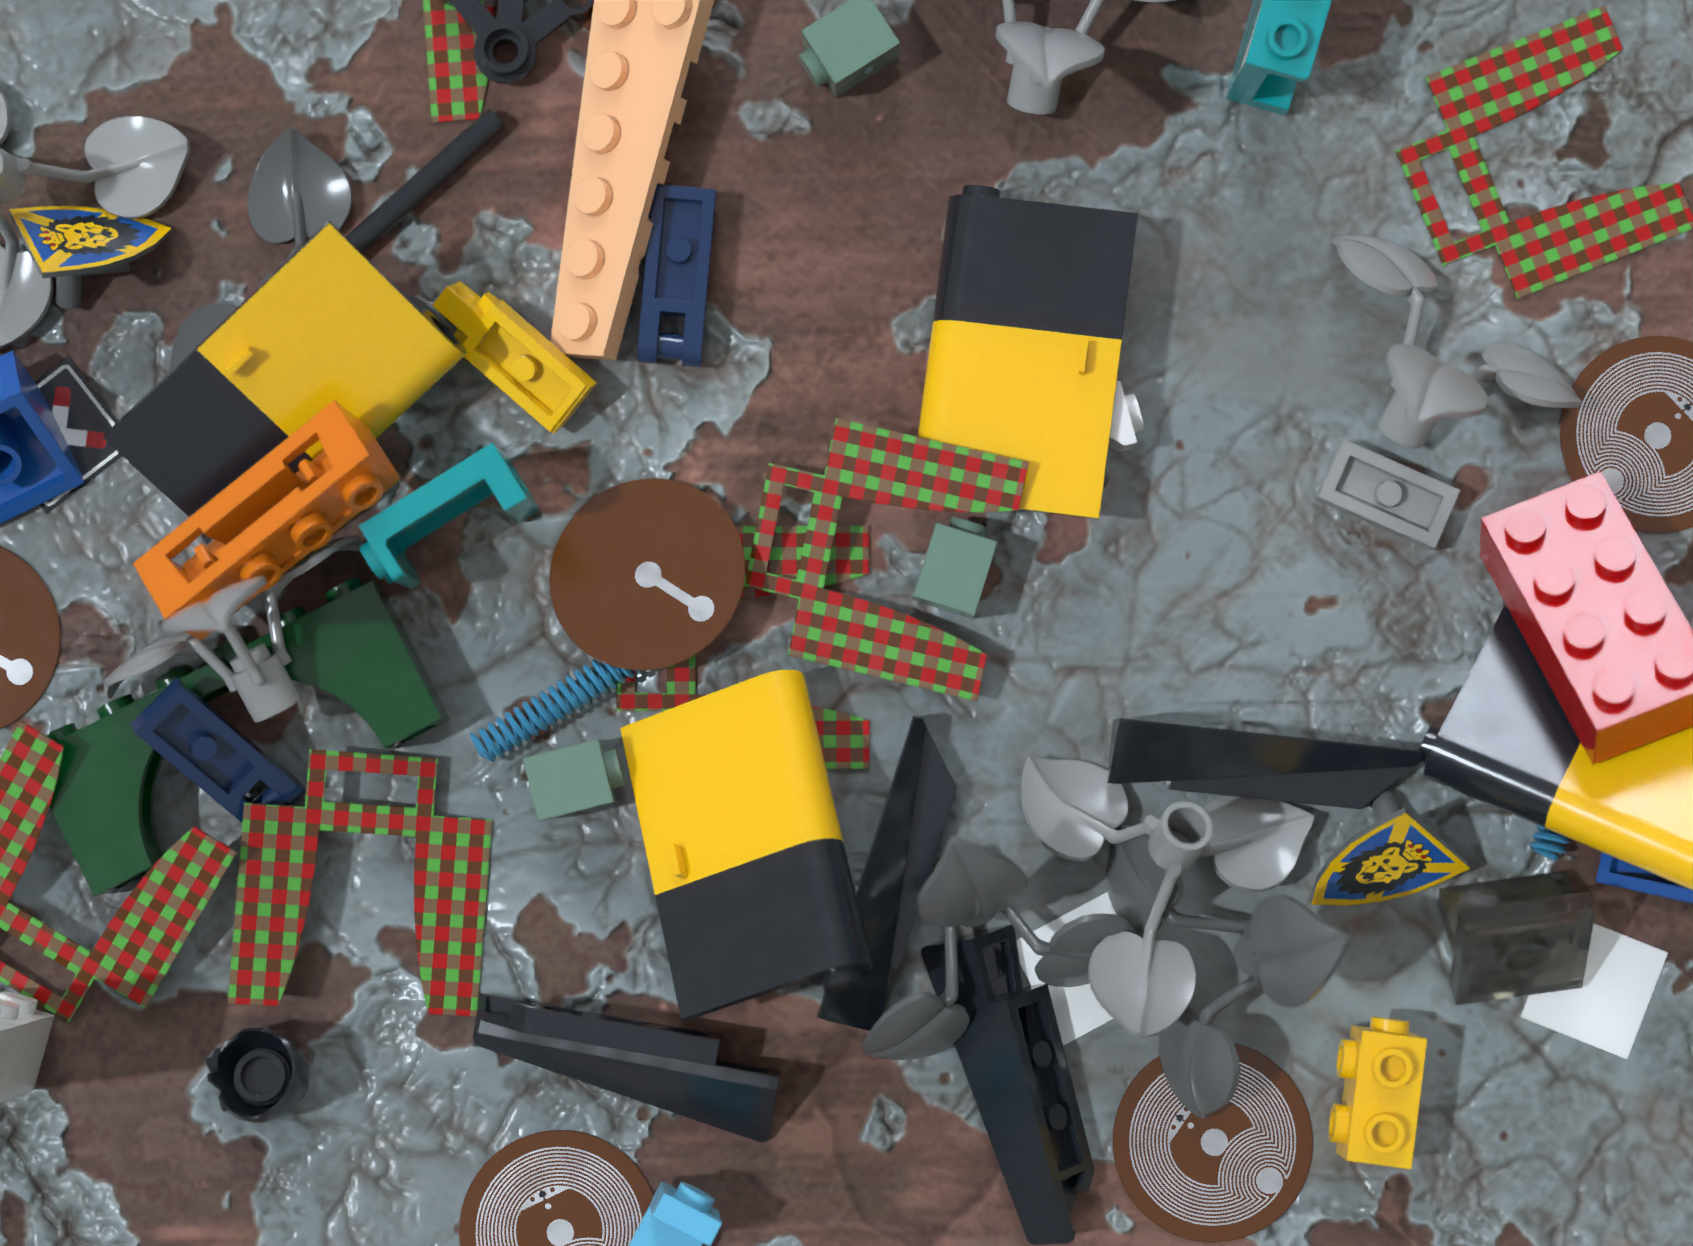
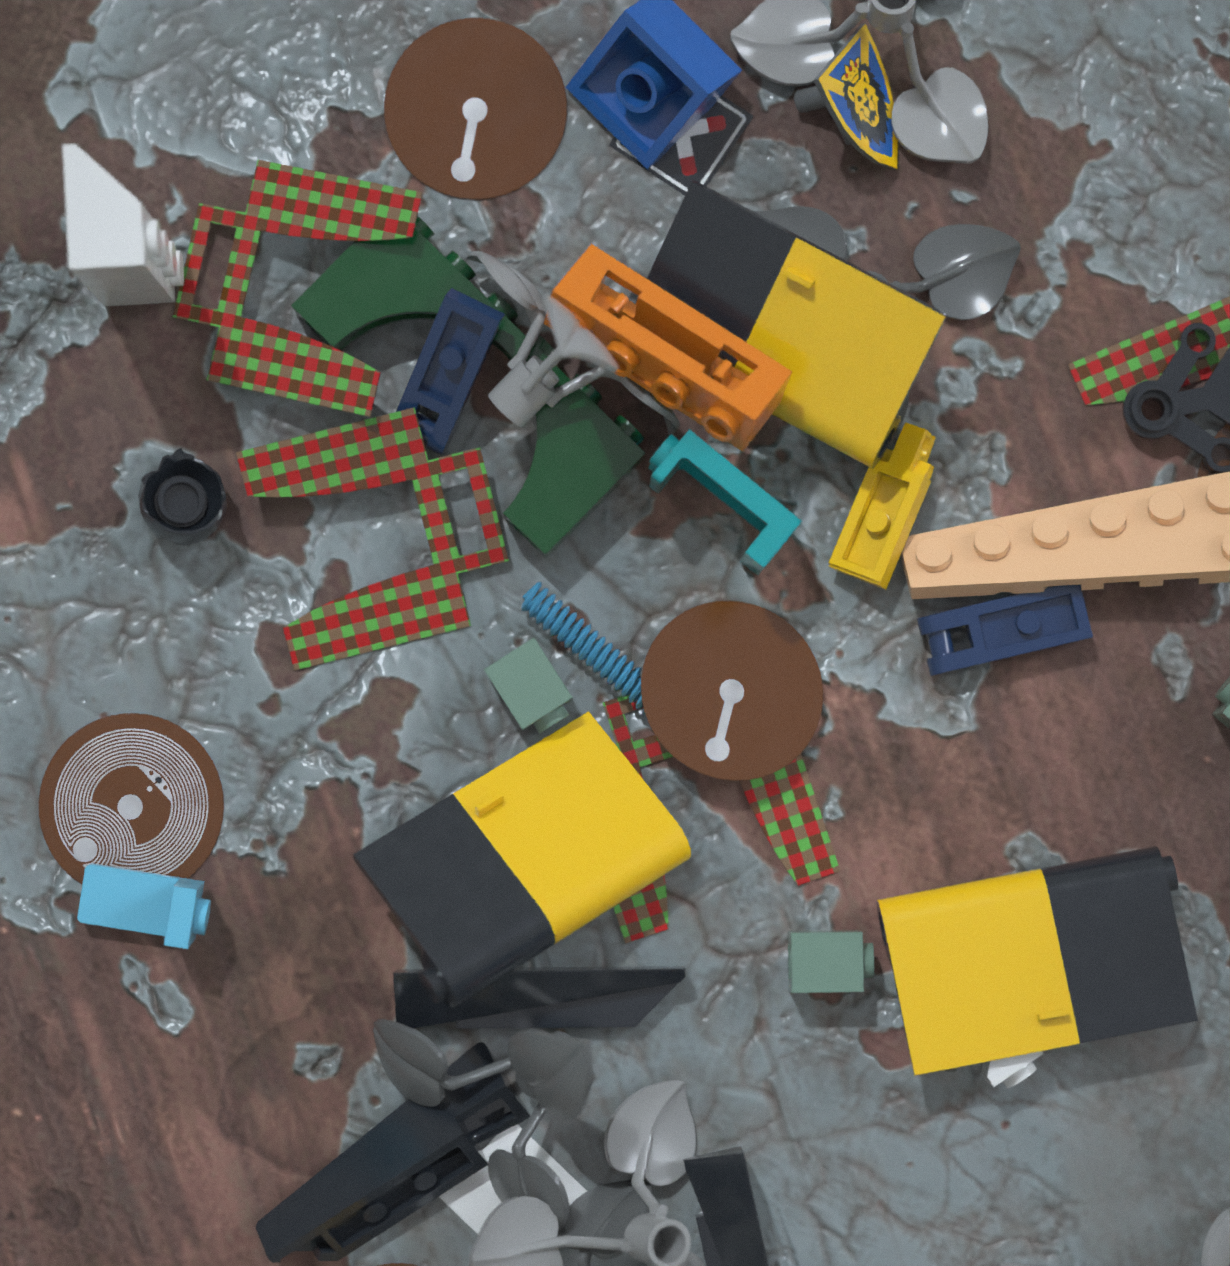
camera: 65 degrees right, 0 degrees up
(426, 181) = (1014, 378): black bar -> none
(635, 1059) = (302, 822): black wedge -> none
(891, 471) = (894, 878): piece -> none

